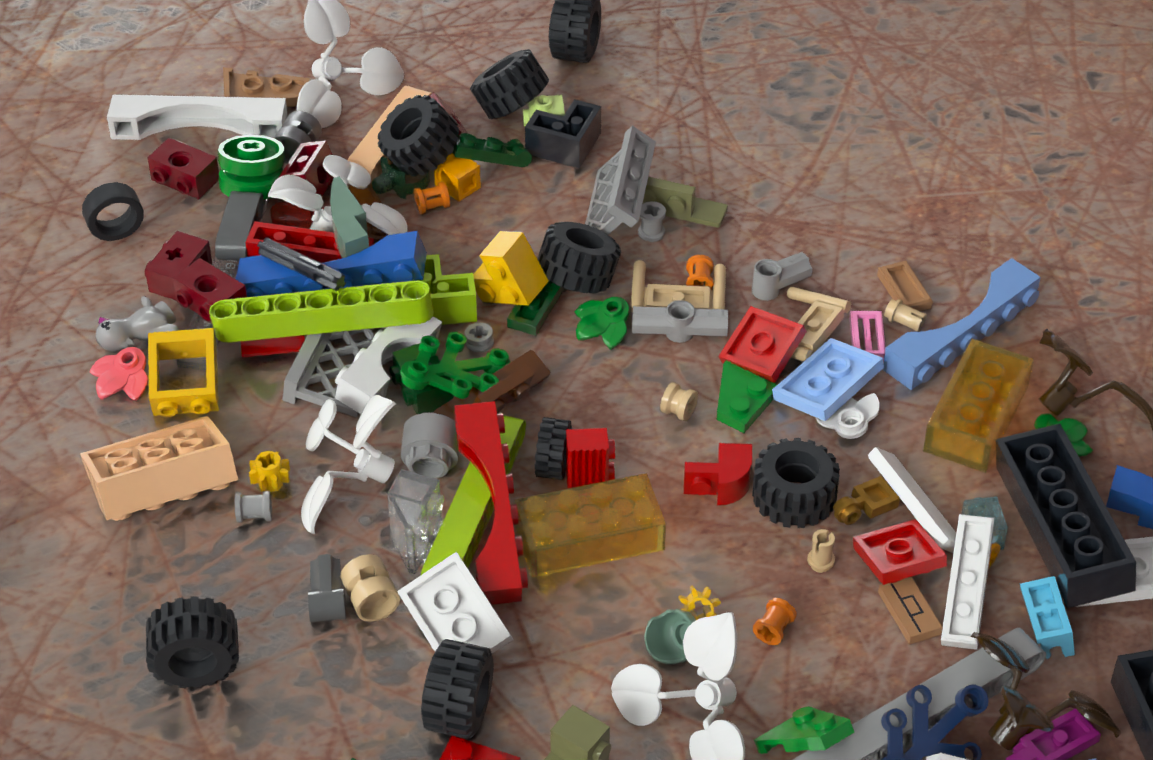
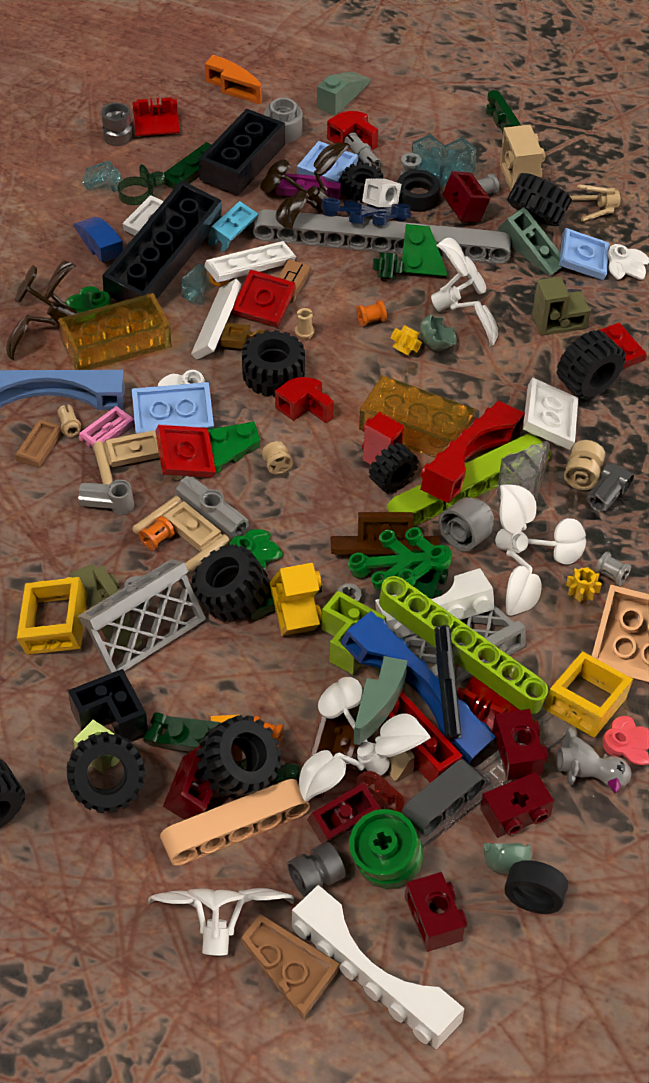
camera: 140 degrees left, 5 degrees up
(156, 225) = (502, 856): none -> sand green hair
(670, 161) = (52, 637): none -> yellow window
(825, 689) = (387, 265): none -> dark green gear

